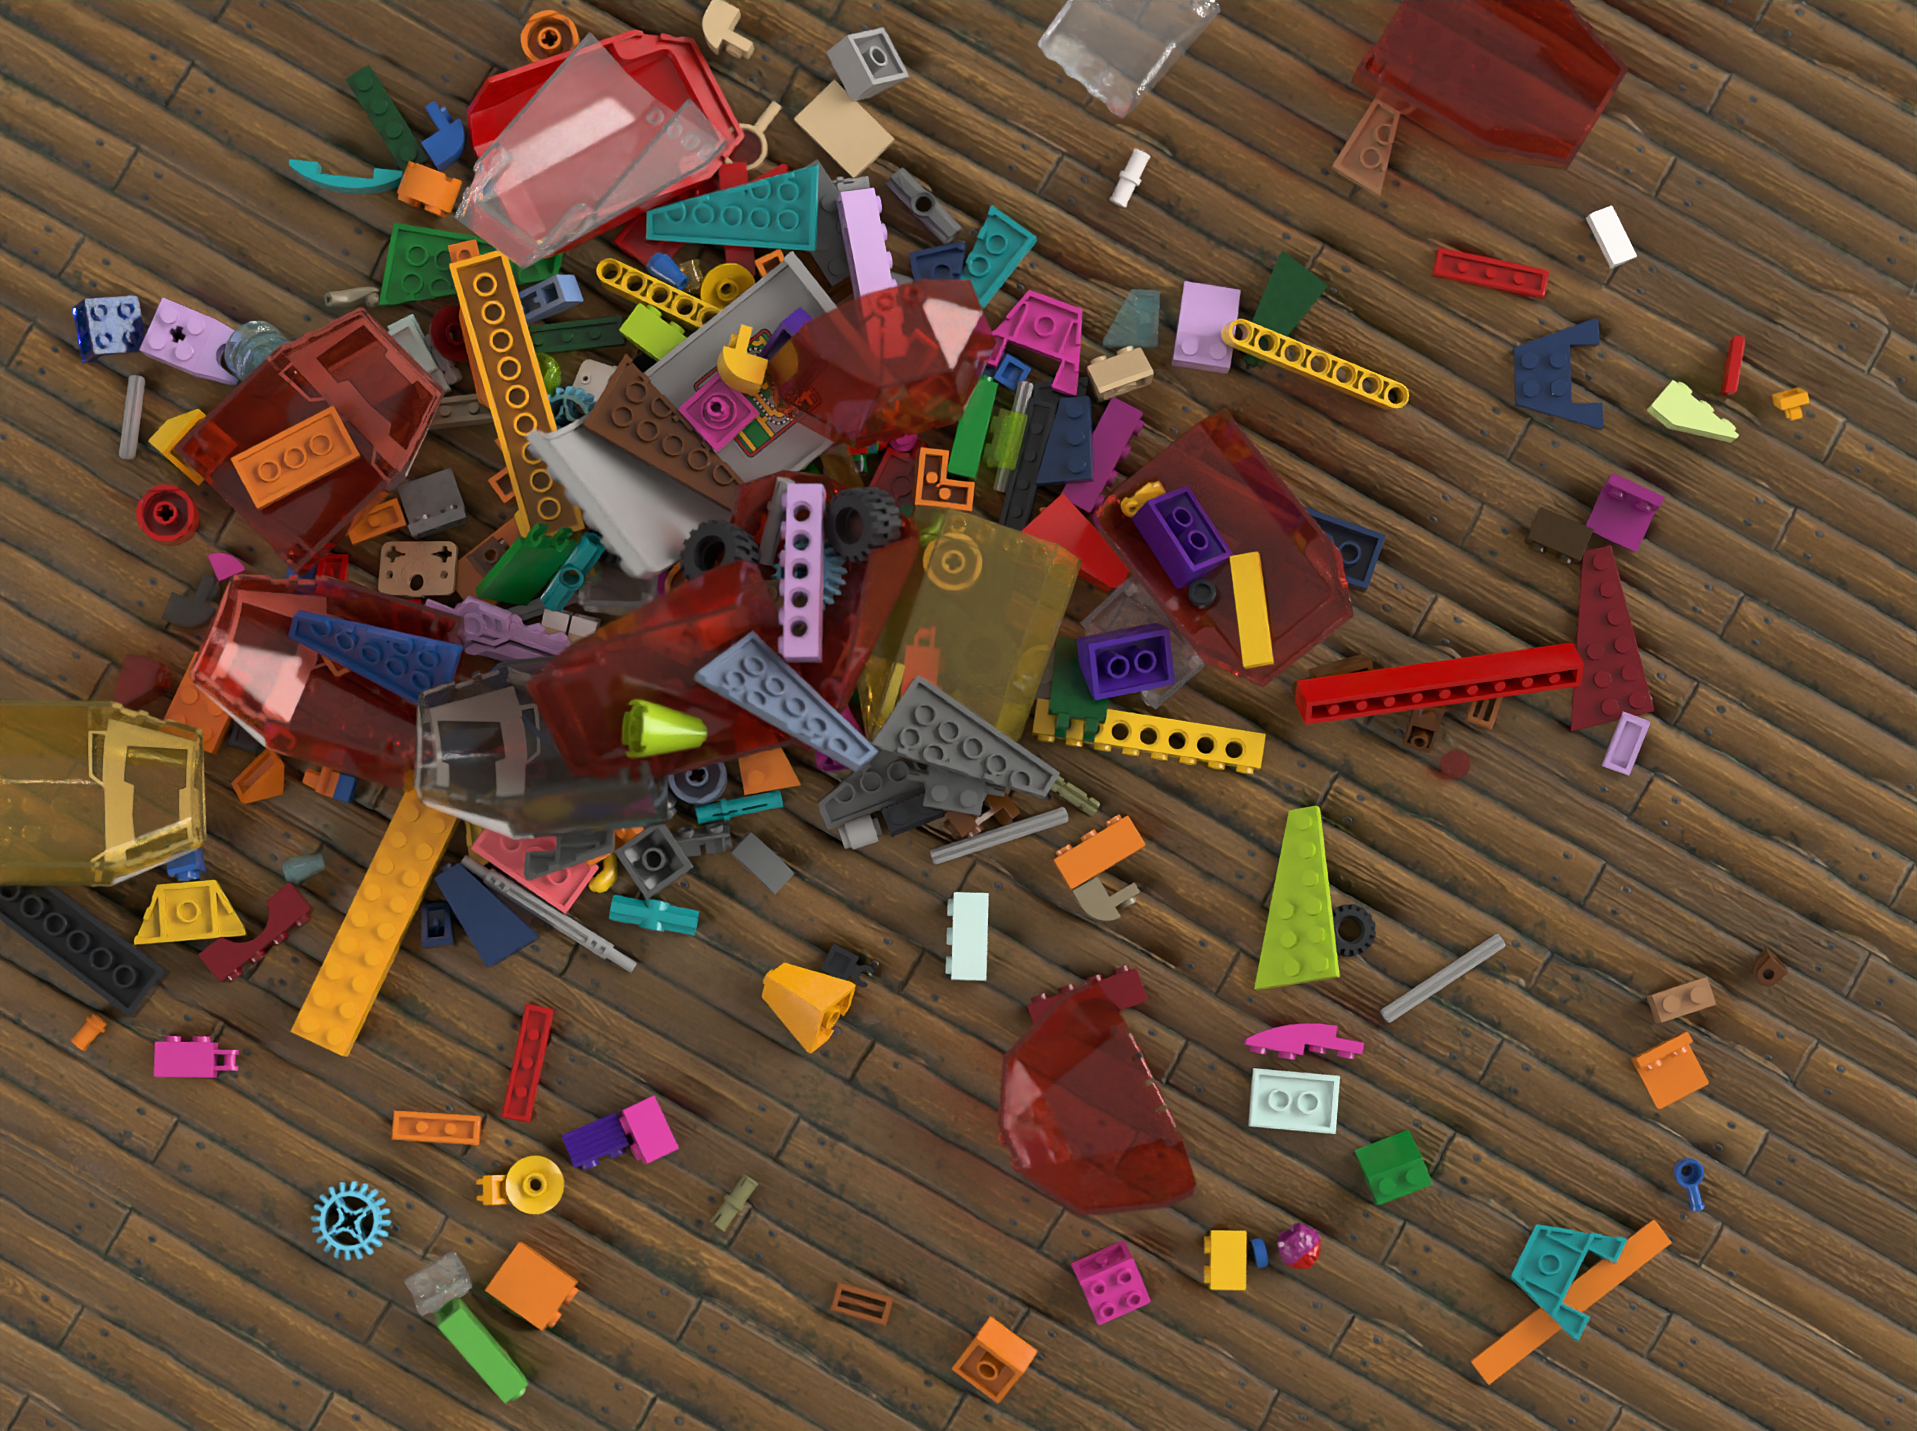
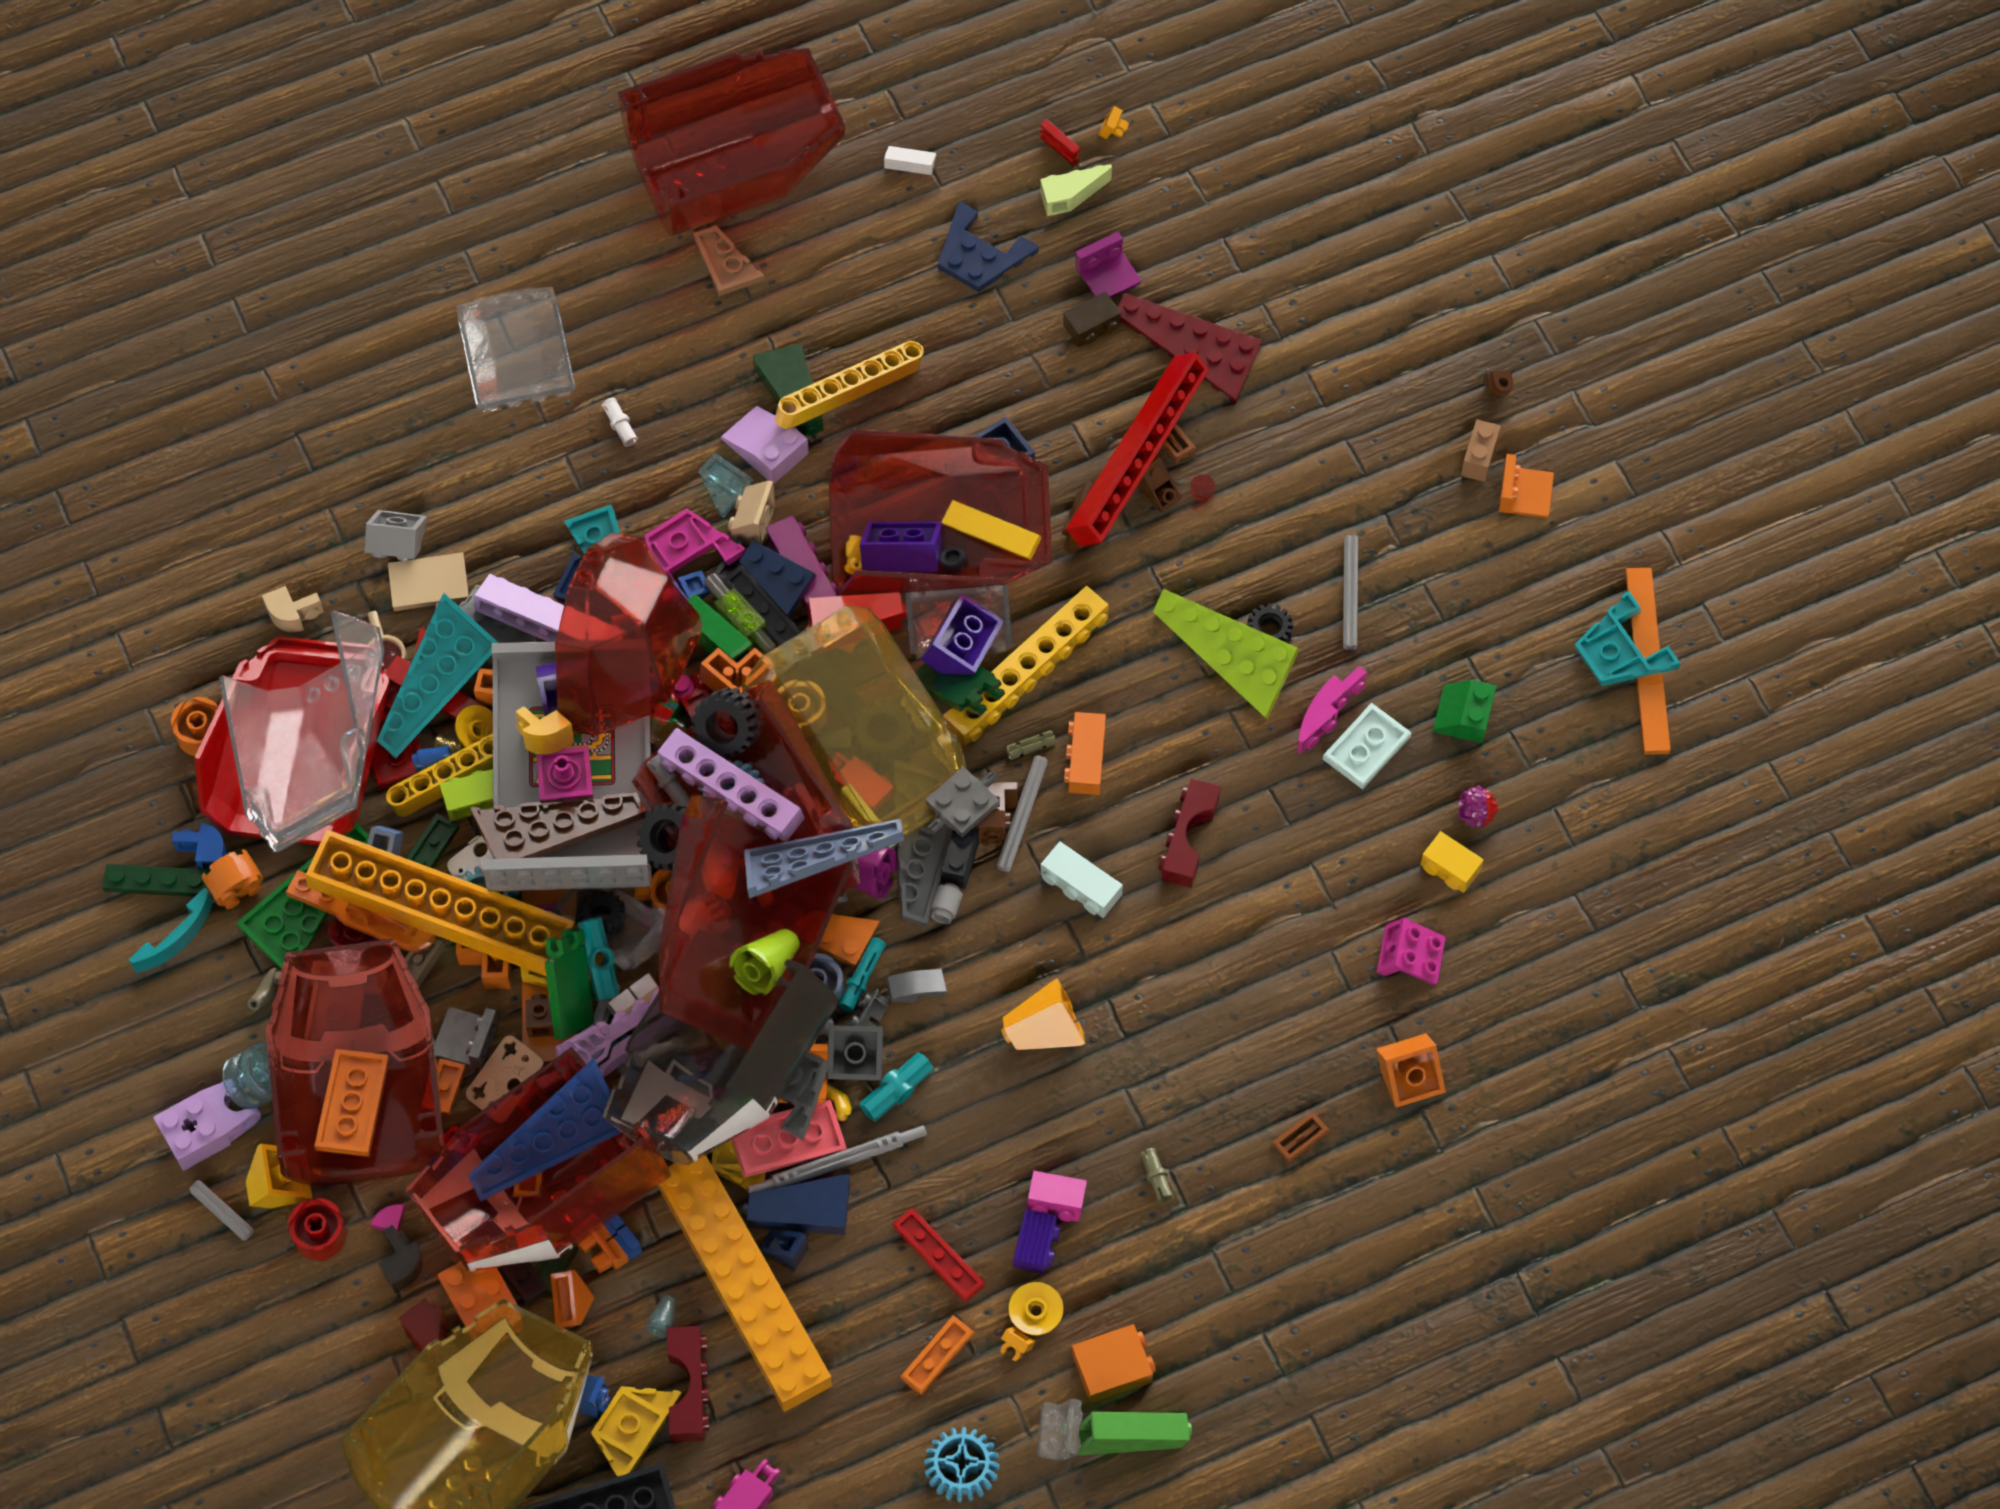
camera: 50 degrees left, 20 degrees down
(108, 326) = (138, 1180): clear blue bracket -> none
(842, 964) = (1034, 979): black plate -> none
(911, 193) = (542, 562): dark grey piece -> none
(949, 736) = (923, 778): dark grey wing -> none
(1083, 1115) = (1272, 881): clear red windscreen -> none
(1098, 905) = (1123, 778): dark tan brick -> none
(1258, 1253) = (1463, 837): blue tile -> none
(1490, 273) = (874, 247): red tile -> none
(1625, 743) = (1271, 370): lavender tile -> none
(1690, 1180) = (1609, 523): blue bar -> none

